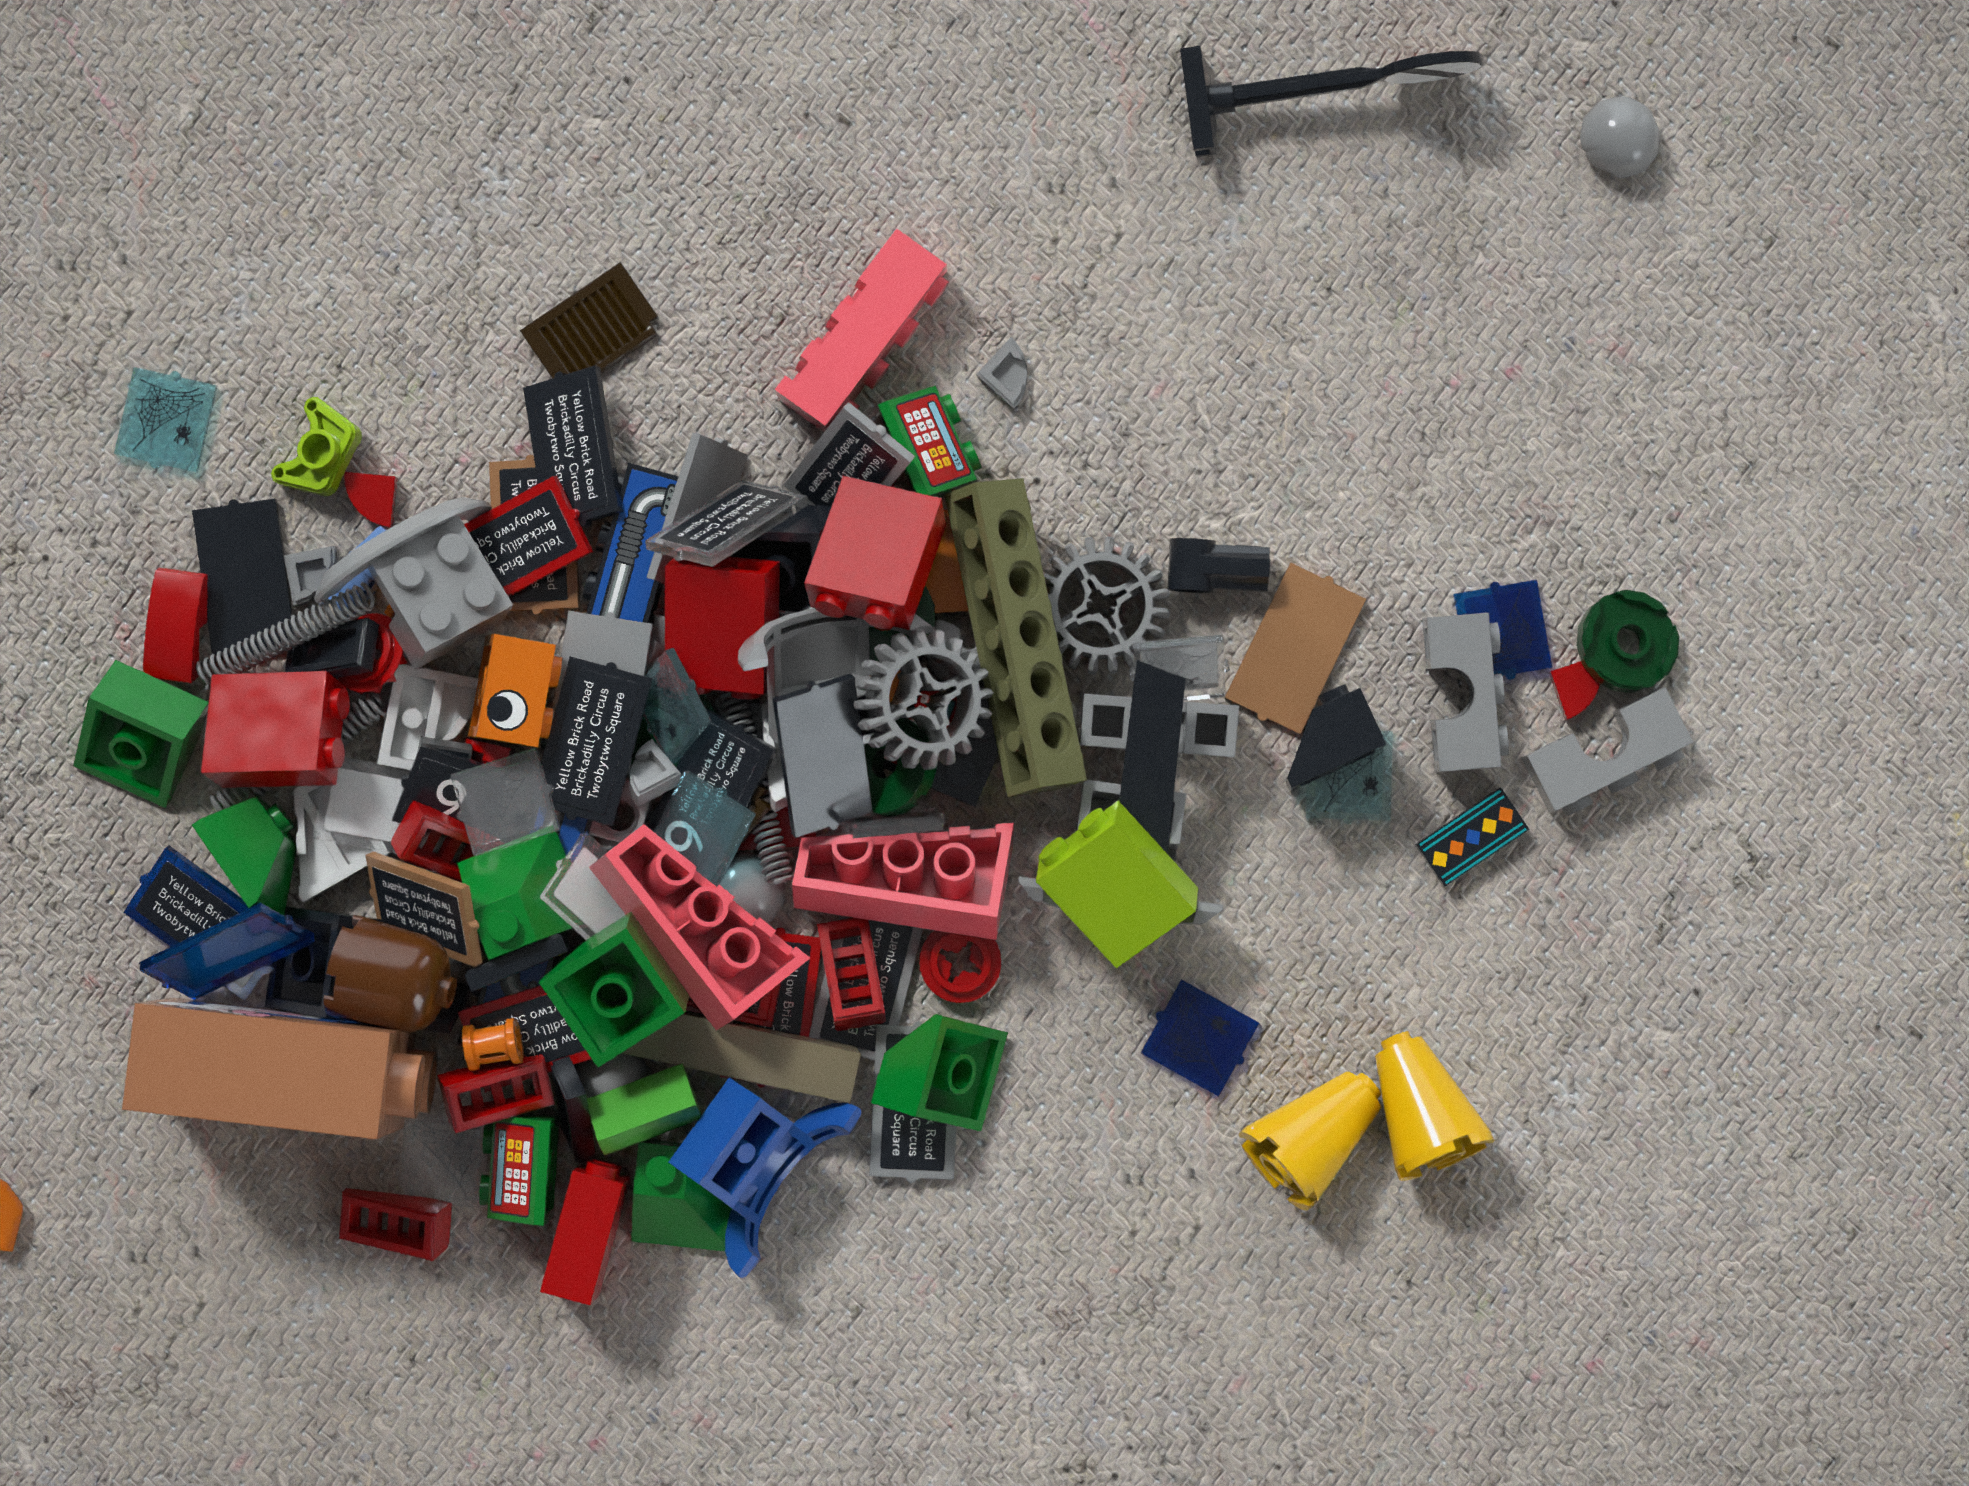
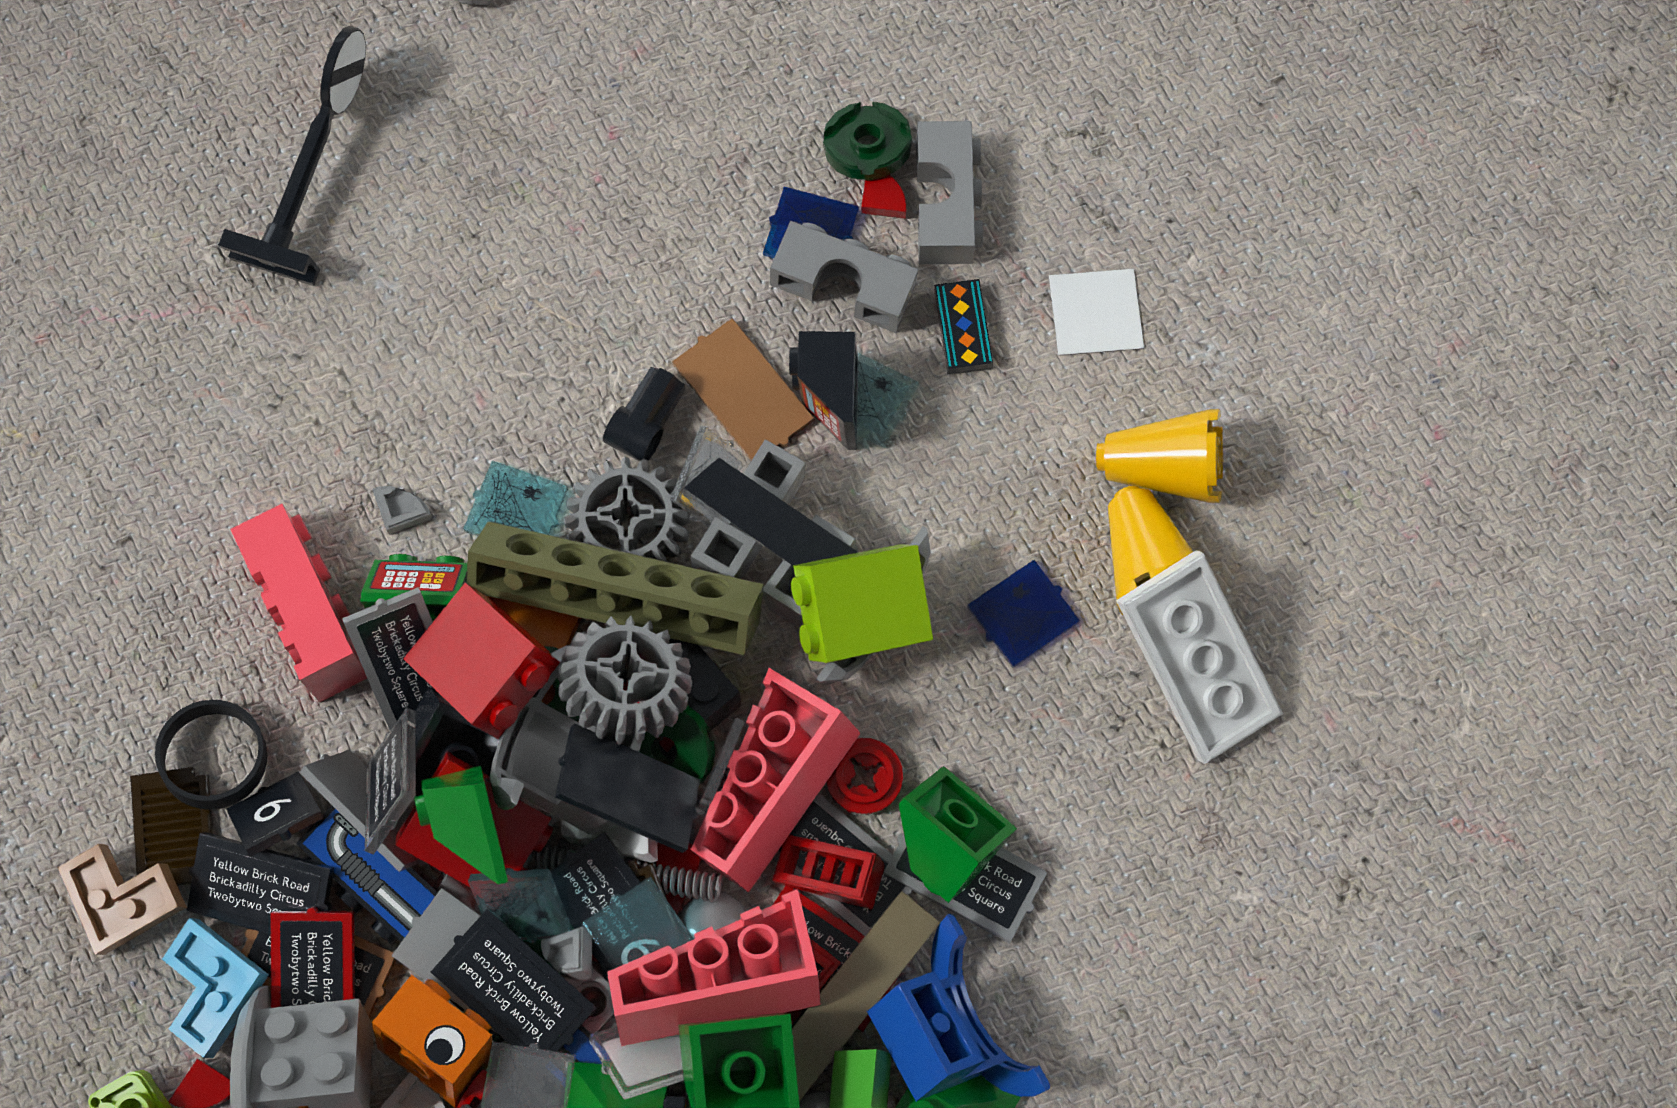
camera: 65 degrees left, 15 degrees down
(474, 462) = (222, 983): none -> medium azure plate
(488, 317) = (113, 909): none -> plate
(648, 424) = (274, 814): none -> piece
(708, 288) = (197, 710): none -> black tyre
(713, 621) = (463, 820): none -> green slope
(1064, 485) = (516, 500): none -> clear light blue piece
(1226, 1232) = (1200, 656): none -> white tile
(1557, 962) = (1096, 311): none -> white sticker

